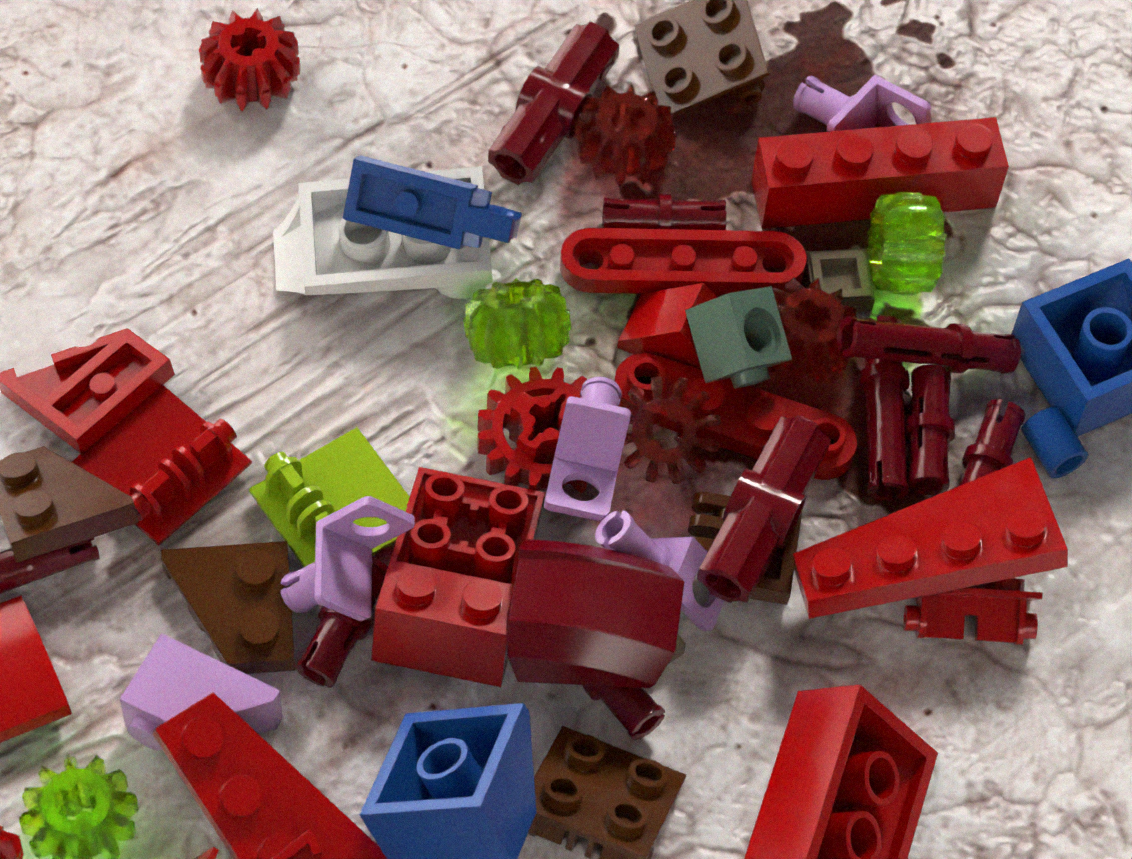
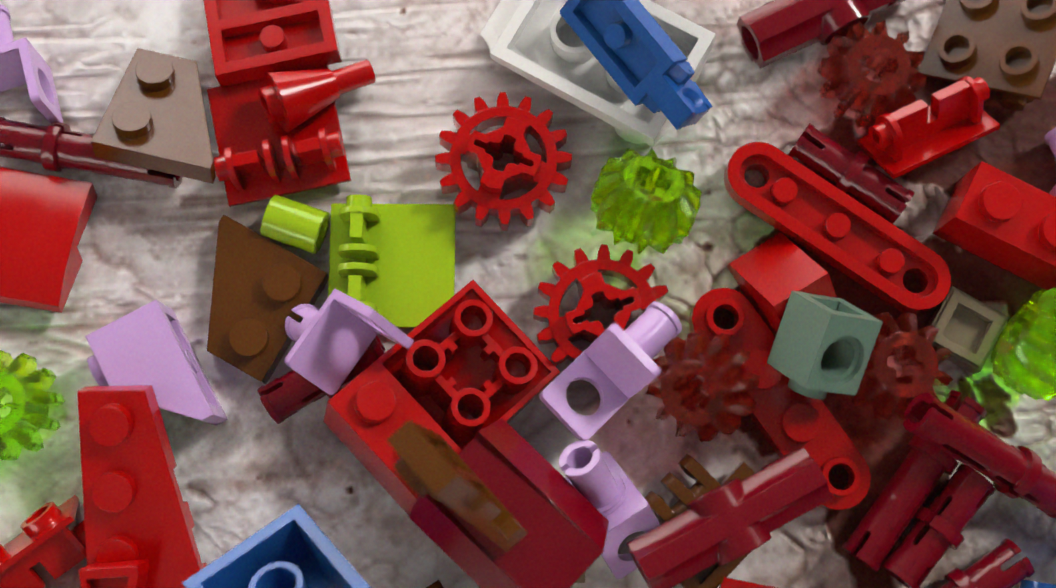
camera: 40 degrees right, 20 degrees up
(159, 416) = (300, 94): none -> red cone
(230, 521) = (295, 224): none -> lime hinge
(375, 367) = (524, 173): none -> red gear
(528, 566) = (435, 468): none -> reddish brown wing
(700, 147) = (925, 132): none -> red hinge

